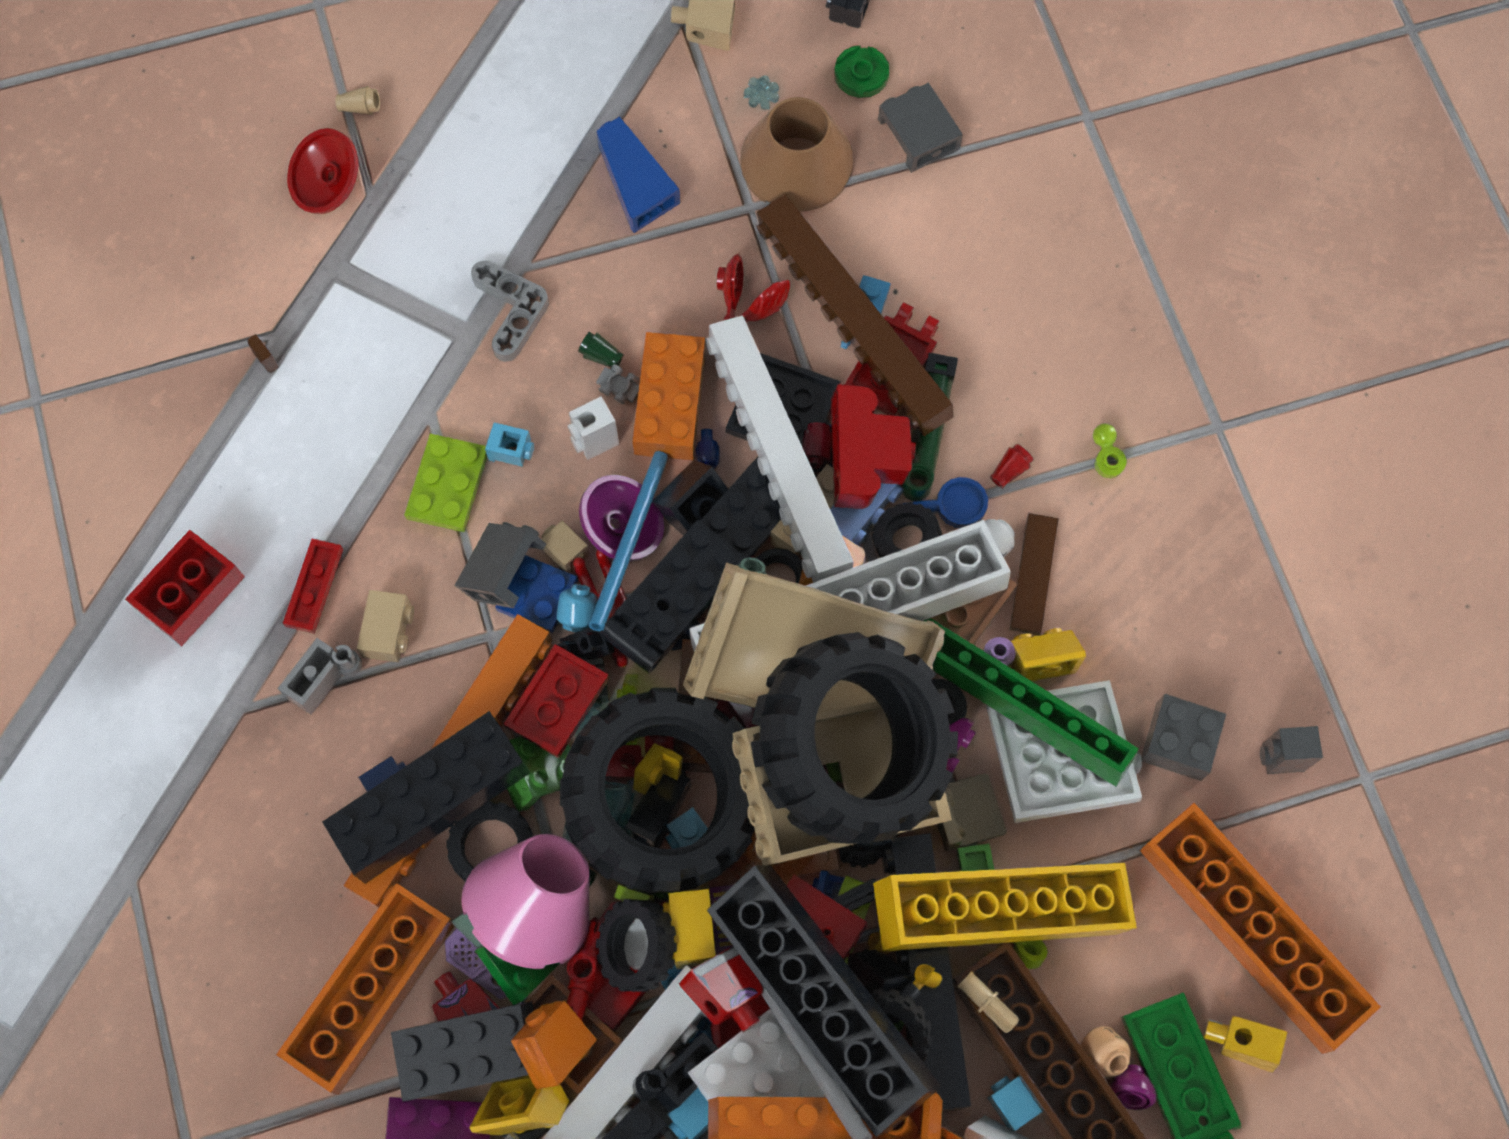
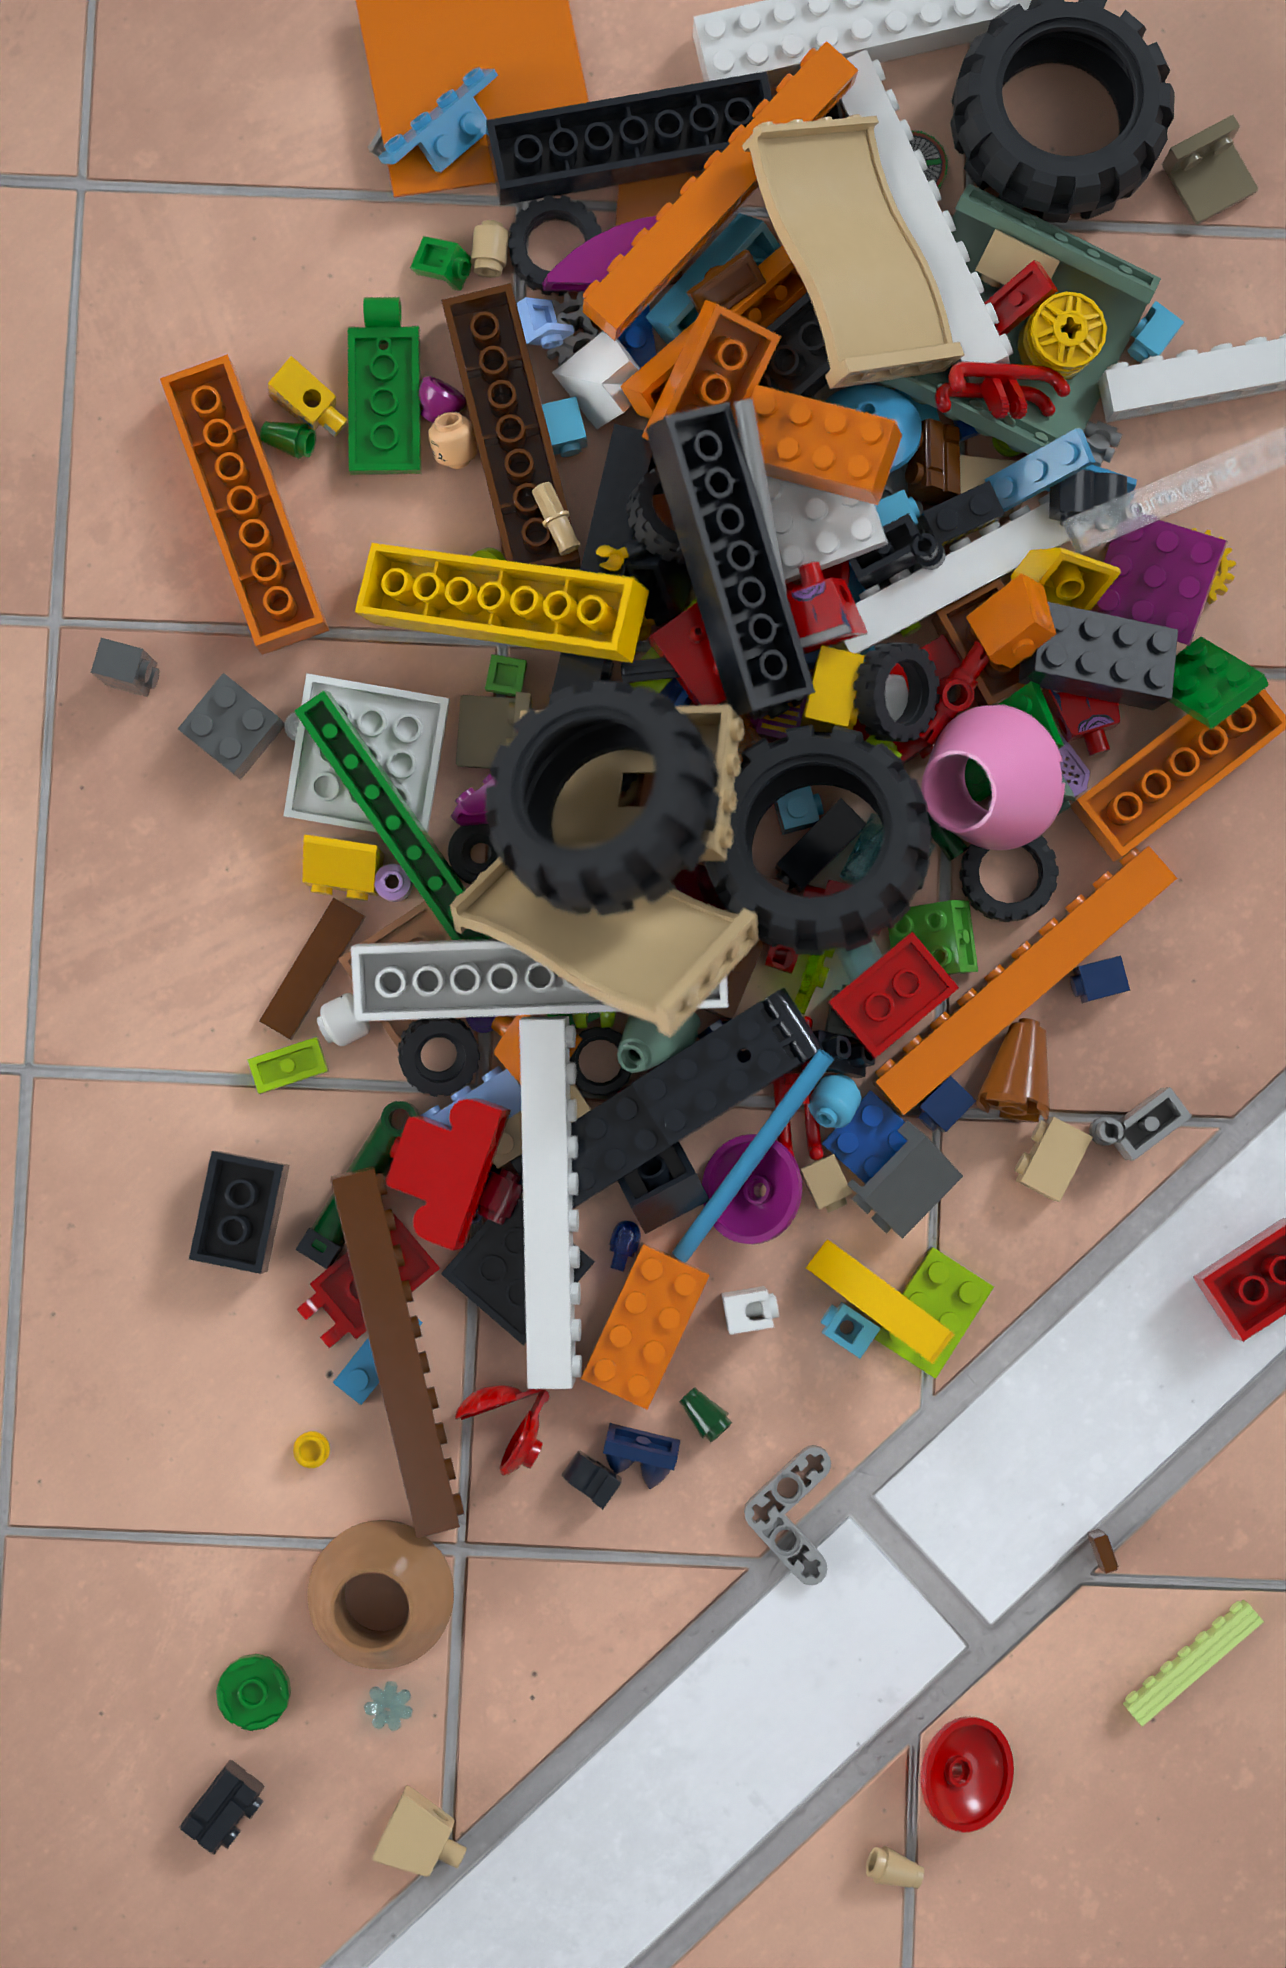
camera: 160 degrees left, 15 degrees up
(171, 302) = (1192, 1662): none -> yellowish green piece
(313, 586) = (1119, 1236): red plate -> none
(358, 1066) = (1213, 682): none -> green plate
(425, 798) = (1065, 933): black brick -> none
(432, 680) = (1019, 1075): none -> dark orange cone
(484, 636) = (944, 1105): none -> dark blue brick
(491, 465) = (880, 1301): none -> yellow slope
(622, 387) = (692, 1357): light grey piece -> none
(637, 177) = (585, 1634): blue slope -> none
(640, 312) = (653, 1451): none -> dark blue tile
(654, 765) = (817, 877): yellow bracket -> none
(669, 280) = (592, 1478): none -> black leg
(887, 235) = (311, 1449): none -> yellow plate
(921, 126) = (213, 1583): dark grey panel -> none
(959, 502) = (362, 1081): blue piece -> none
(1012, 372) = (239, 1212): none -> black brick
(1013, 464) = (285, 1101): red cone -> none
(1021, 493) = (288, 1065): none -> lime plate
(1104, 436) = (164, 1099): lime plate -> none
(1247, 1004) = (290, 438): none -> green cone

